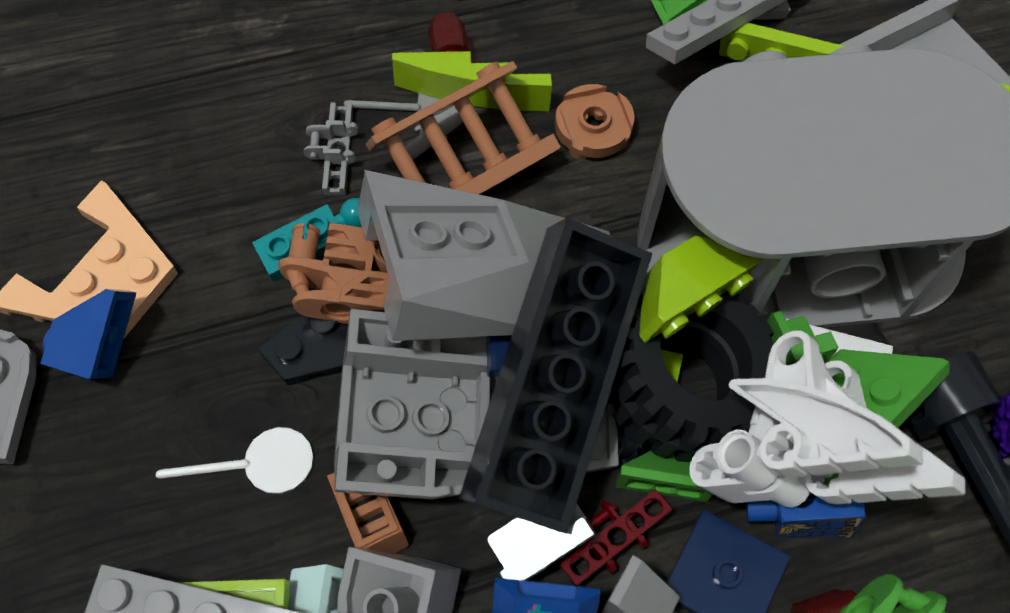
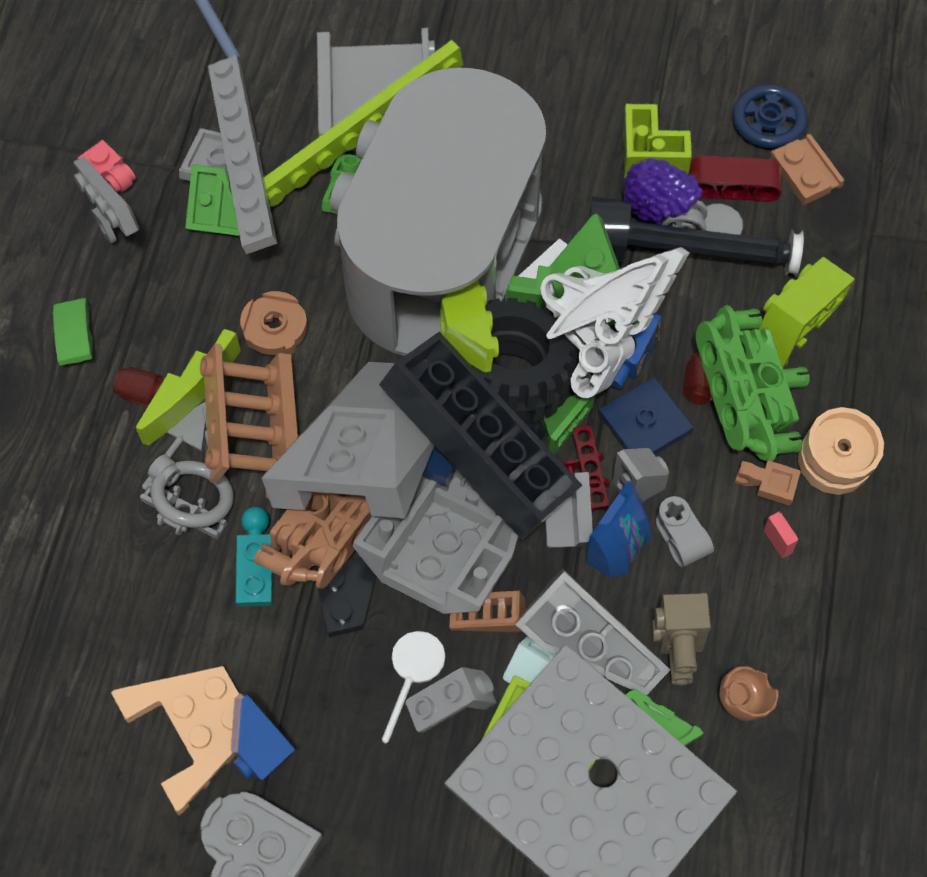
camera: 60 degrees left, 0 degrees up
(235, 523) = (449, 696): none -> light grey bracket
(365, 109) = (166, 472): none -> light grey piece

